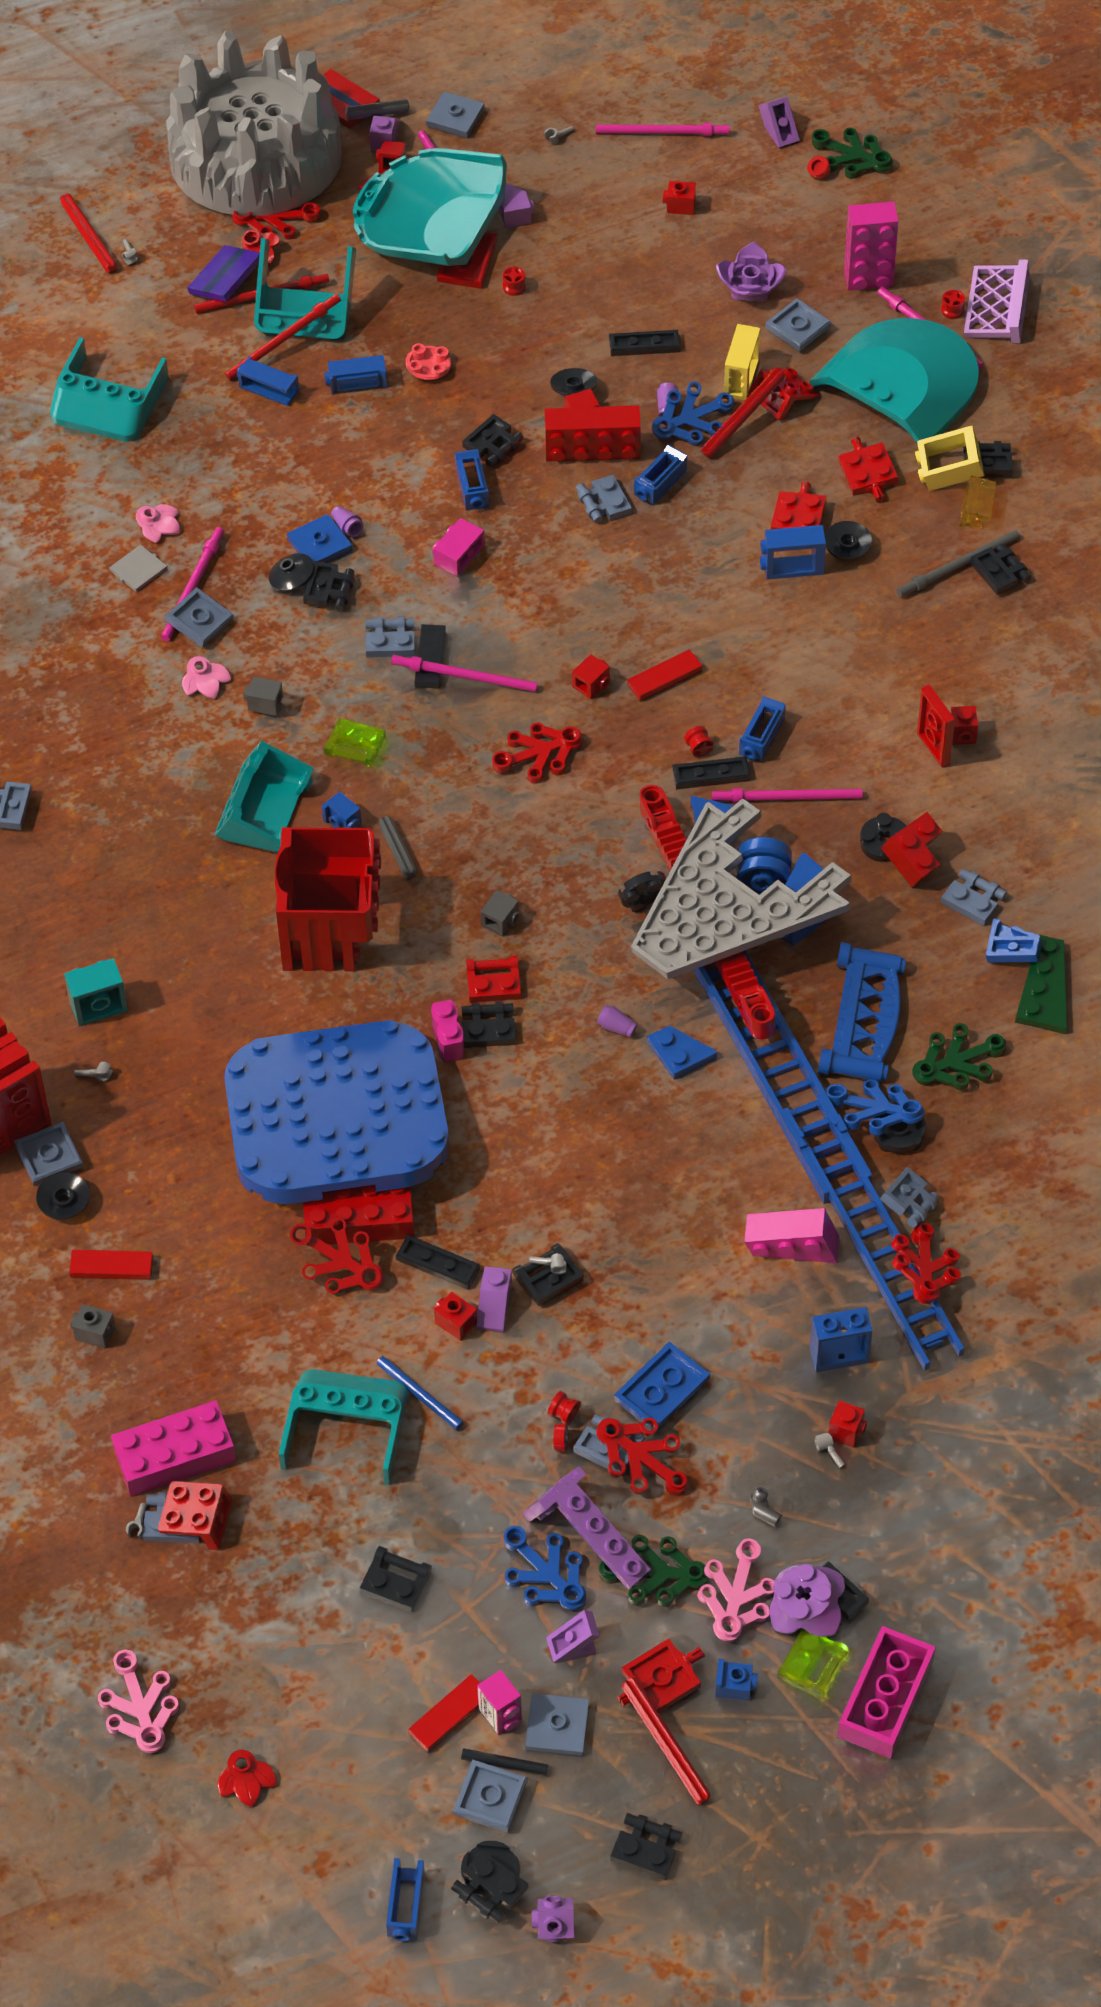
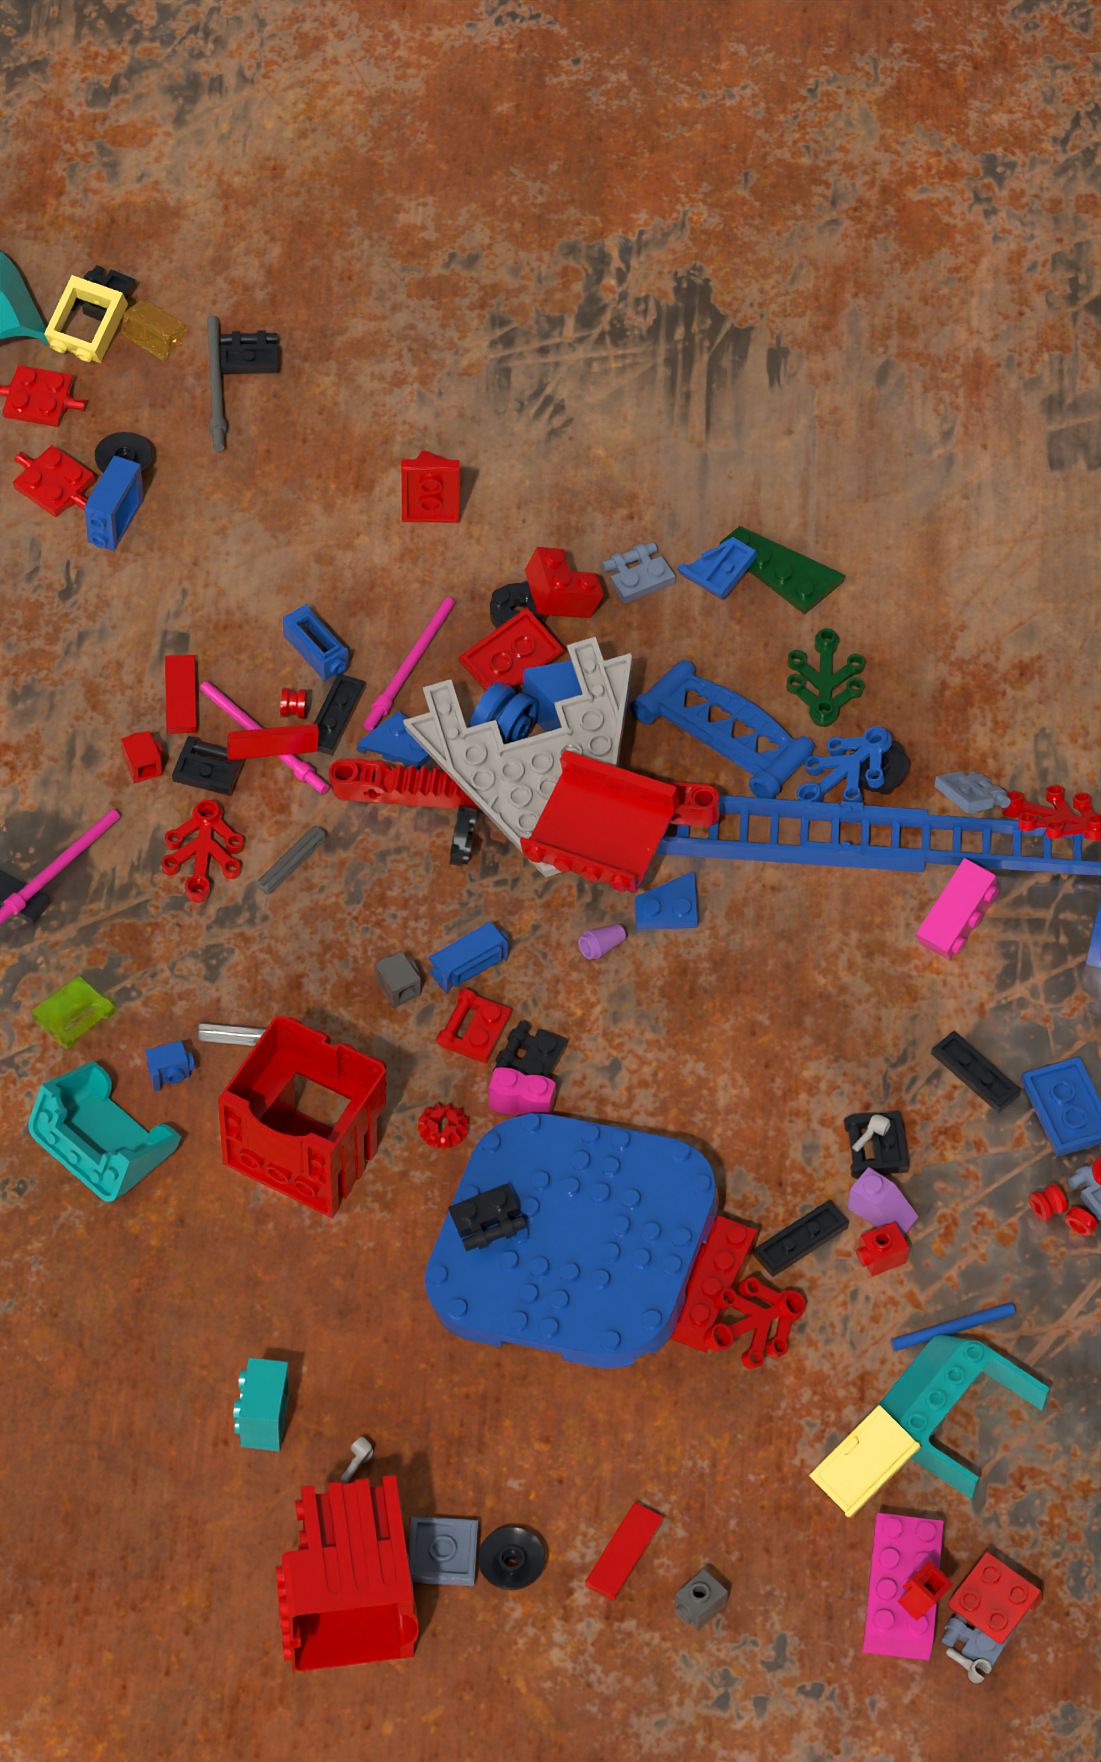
camera: 65 degrees left, 0 degrees up
(152, 1446) = (924, 1590): none -> red brick
(255, 1379) = (868, 1464): none -> light yellow door
(321, 1044) = (486, 1211): none -> black plate
(388, 1004) = (450, 1135): none -> red gear
(547, 946) = (469, 956): none -> blue window
(564, 805) = (291, 859): none -> dark grey axle
(605, 722) = (205, 771): none -> black plate
(646, 775) = (302, 770): none -> dark pink bar
(648, 741) = (272, 741): none -> red tile
(658, 1314) = (976, 1072): none -> black tile
(684, 958) = (602, 822): none -> red panel
(836, 844) = (509, 650): none -> red tile

